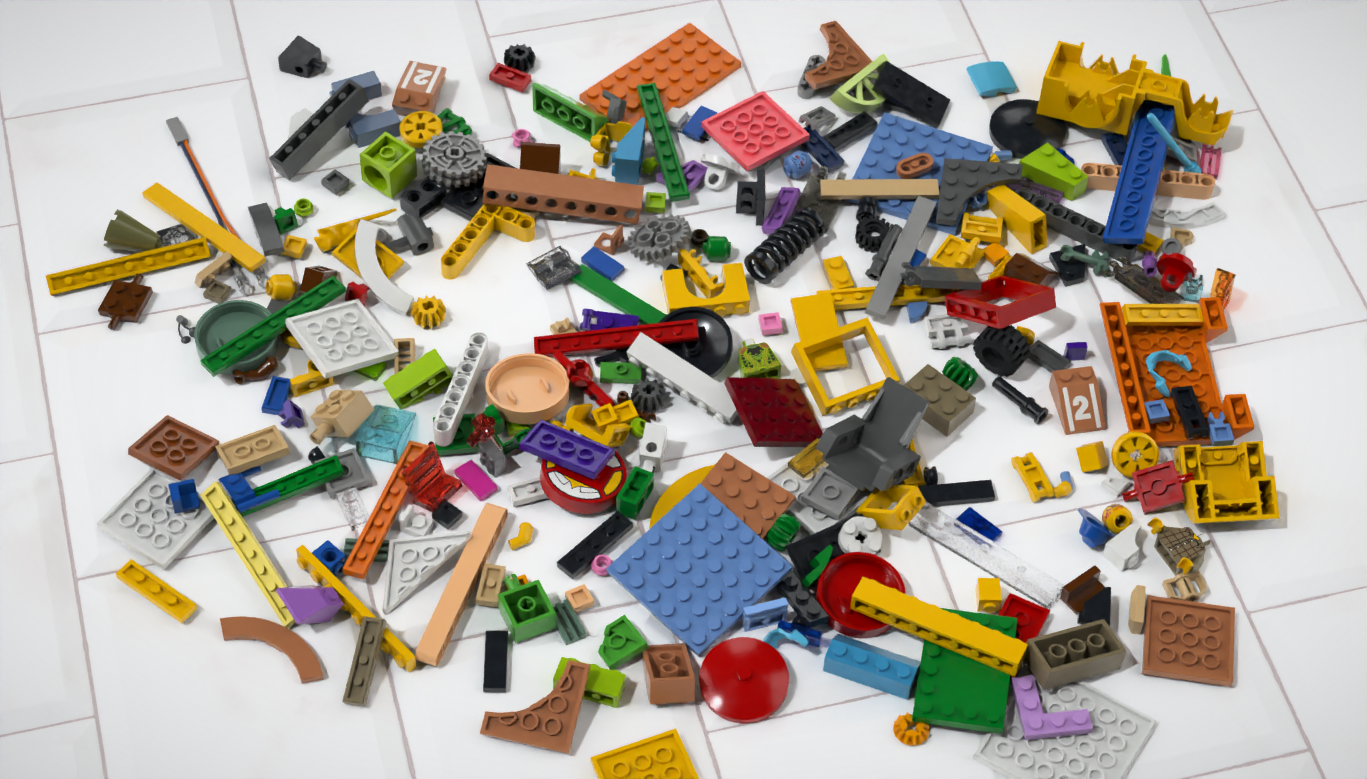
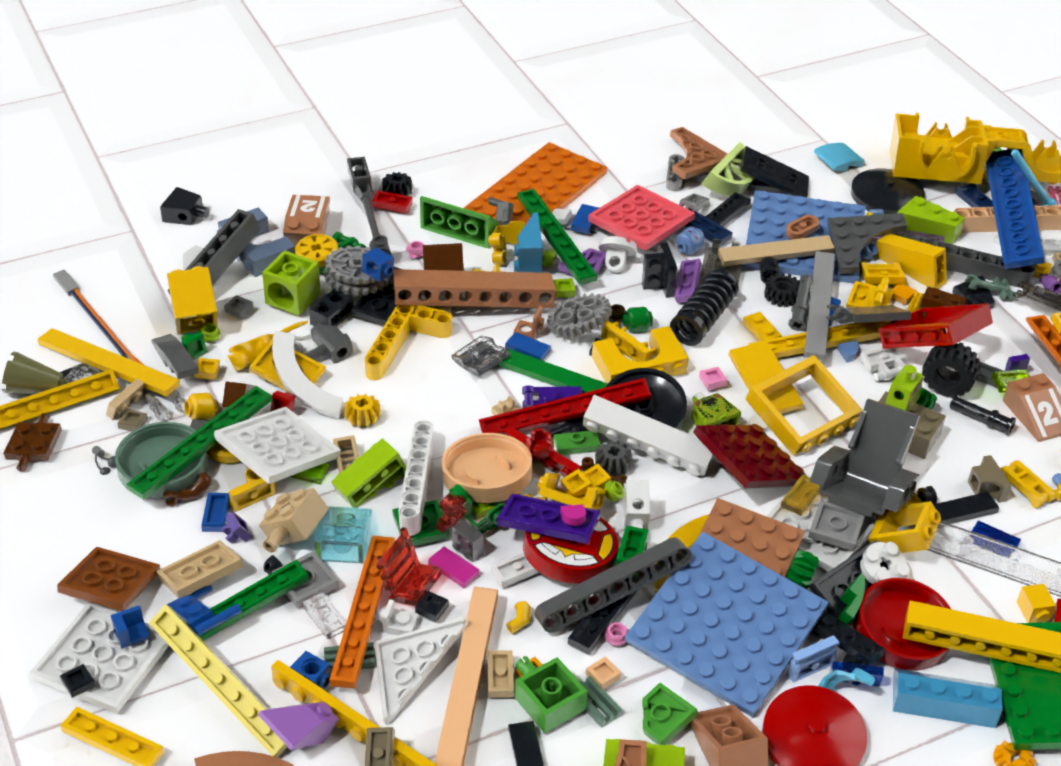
camera: 10 degrees left, 10 degrees down
(134, 537) = (77, 680): none -> black tile
(289, 172) = (192, 299): none -> yellow slope
(471, 159) = (377, 264): none -> blue brick
(482, 58) = (361, 186): none -> dark grey bar
(587, 450) = (573, 514): none -> dark pink tile
(599, 527) = (669, 555): none -> dark grey beam
(940, 367) = (906, 382): none -> lime torso
(996, 468) = (989, 478): none -> dark tan brick
(1058, 363) = (1002, 378): none -> clear neon green tile

